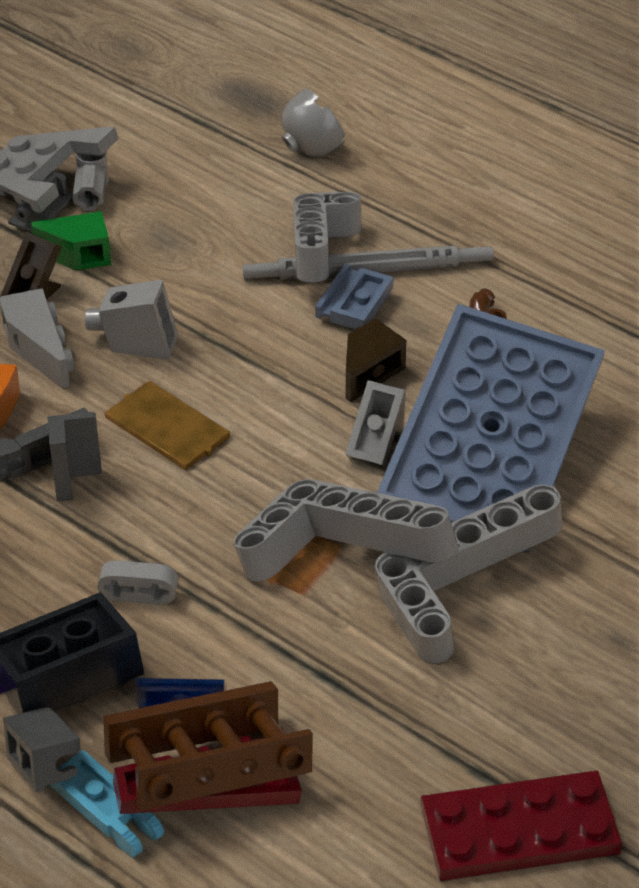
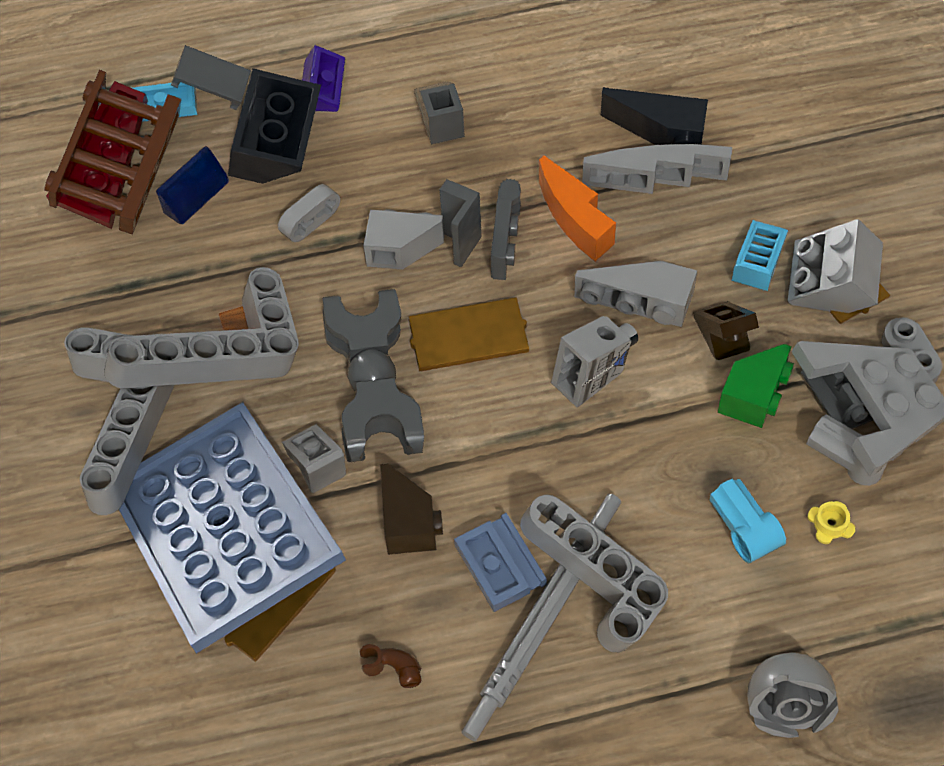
camera: 130 degrees right, 15 degrees up
(113, 503) = (400, 237): none -> light grey slope
(157, 169) = (831, 511): none -> light yellow plate
(200, 196) = (751, 529): none -> medium azure piece
(246, 458) = (372, 375): none -> dark grey piece

